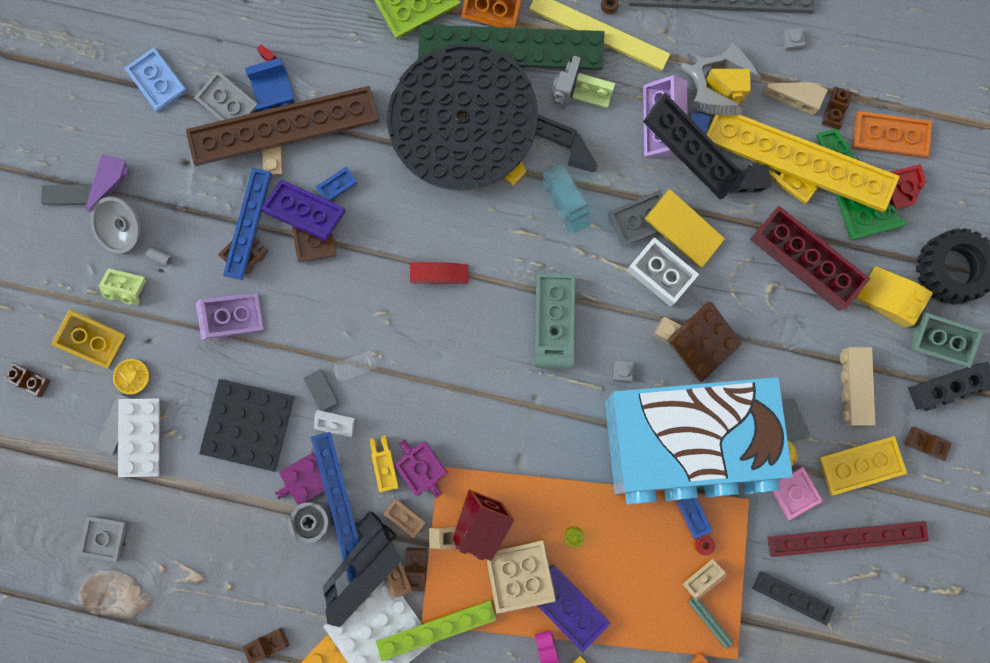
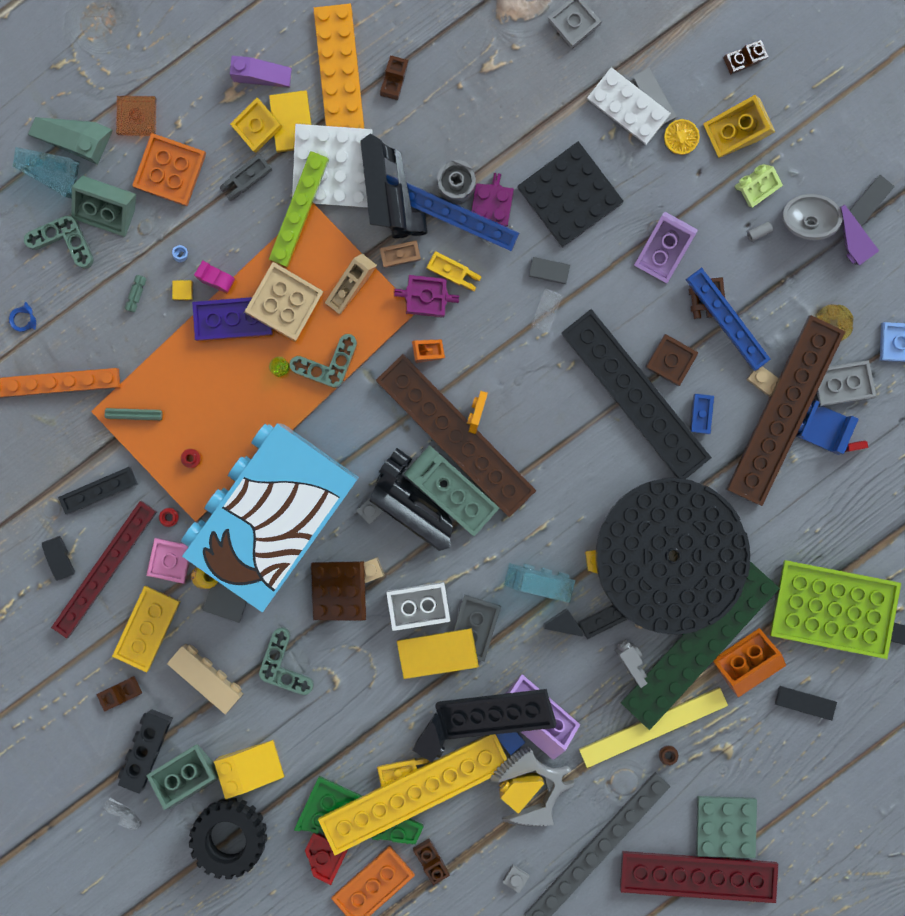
camera: 130 degrees right, 5 degrees up
(175, 148) = (841, 314): none -> clear yellow plate
(303, 210) = (702, 370): dark purple plate -> none
(335, 423) = (515, 259): white plate -> none
(363, 246) = (636, 395): none -> black plate
(397, 582) = (356, 209): medium nougat plate -> none
(416, 568) = (356, 231): reddish brown slope -> none
(438, 273) = (564, 434): red slope -> none
(462, 431) = (428, 350): none -> orange slope
(481, 526) = (344, 304): dark red slope -> none
(483, 349) = (478, 404): none -> light orange plate
(509, 355) = (450, 431): none -> reddish brown plate
(545, 496) = (327, 371): none -> sand green beam
(593, 90) = (607, 678): yellowish green bracket -> none
(595, 360) = (397, 498): none -> black panel
(694, 517) = (215, 467): blue plate -> none
(704, 580) = (166, 435): tan plate -> none
(769, 523) = (162, 517): none -> red plate
(800, 95) = (463, 842): tan slope -> none
(803, 336) = (278, 671): none -> sand green beam
(810, 258) = (332, 729): dark red brick -> none
(872, 584) = (57, 558): none -> black slope

